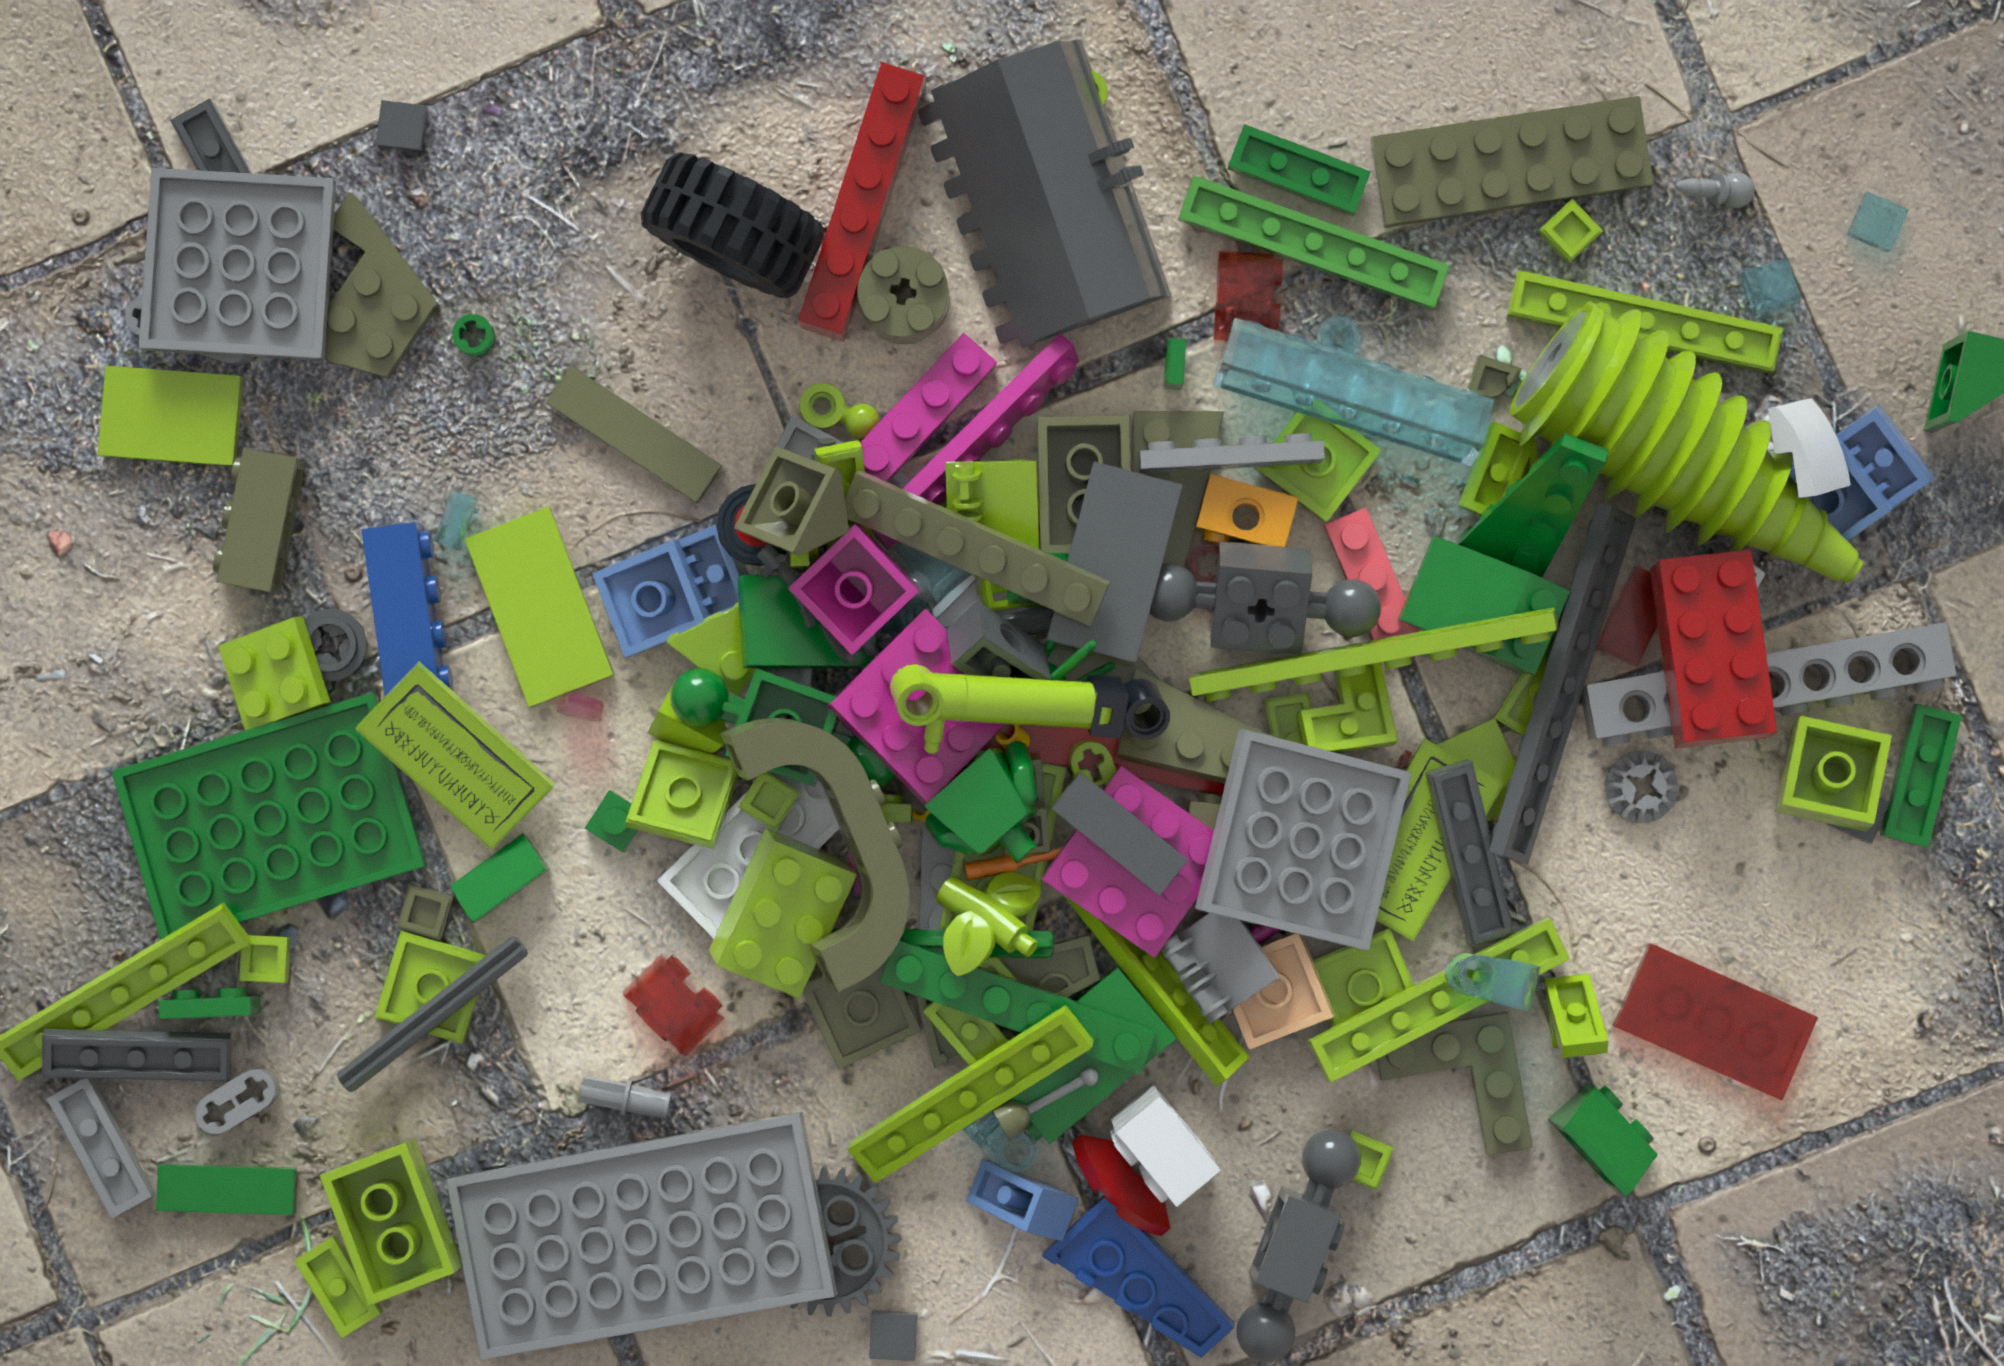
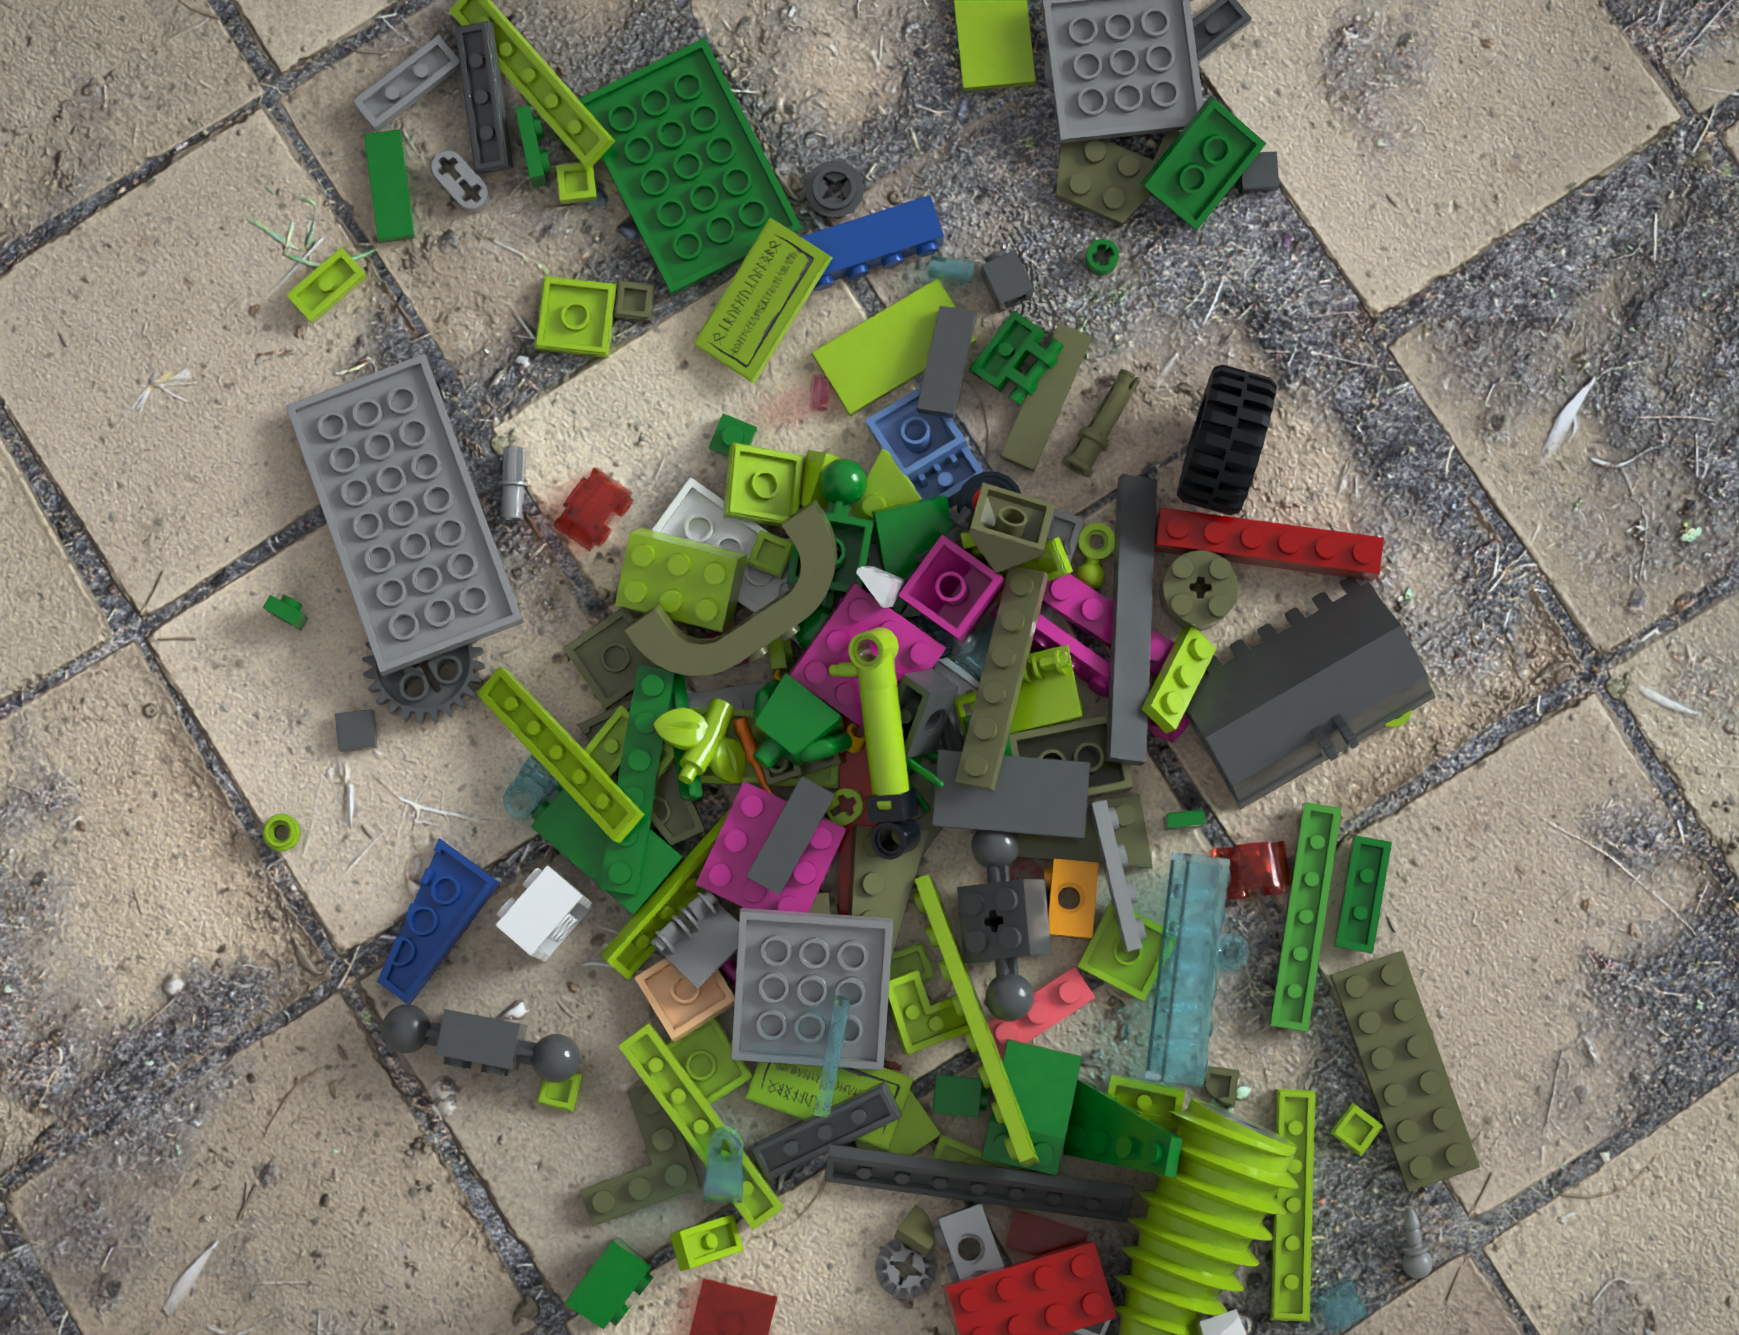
camera: 75 degrees right, 5 degrees down
(259, 521) = (922, 116): olive brick -> none
(274, 673) = (803, 149): lime plate -> none
(381, 190) = (1203, 163): none -> green plate
(391, 1221) = (384, 316): lime brick -> none
(432, 1014) = (554, 319): dark grey axle -> none
(481, 456) = (1006, 279): none -> dark grey brick
(499, 878) = (671, 354): green slope -> none
(569, 467) = (1007, 353): none -> green plate
(572, 545) = (946, 362): none -> dark grey tile
(694, 385) = (1094, 437): none -> olive pin
(837, 672) = (881, 584): none -> white slope
(927, 381) = (1131, 620): none -> dark grey tile
(1008, 338) = (1178, 679): none -> lime plate
(1015, 1116) = (547, 793): hinge -> none
(1022, 1200) = (481, 814): medium blue slope -> none
(1120, 1185) = (506, 885): red tile -> none
(1388, 830) = (832, 1056): none -> clear light blue tile
(1454, 689) = (959, 1096): none -> green brick
(1604, 765) = (916, 1231): none -> olive tile

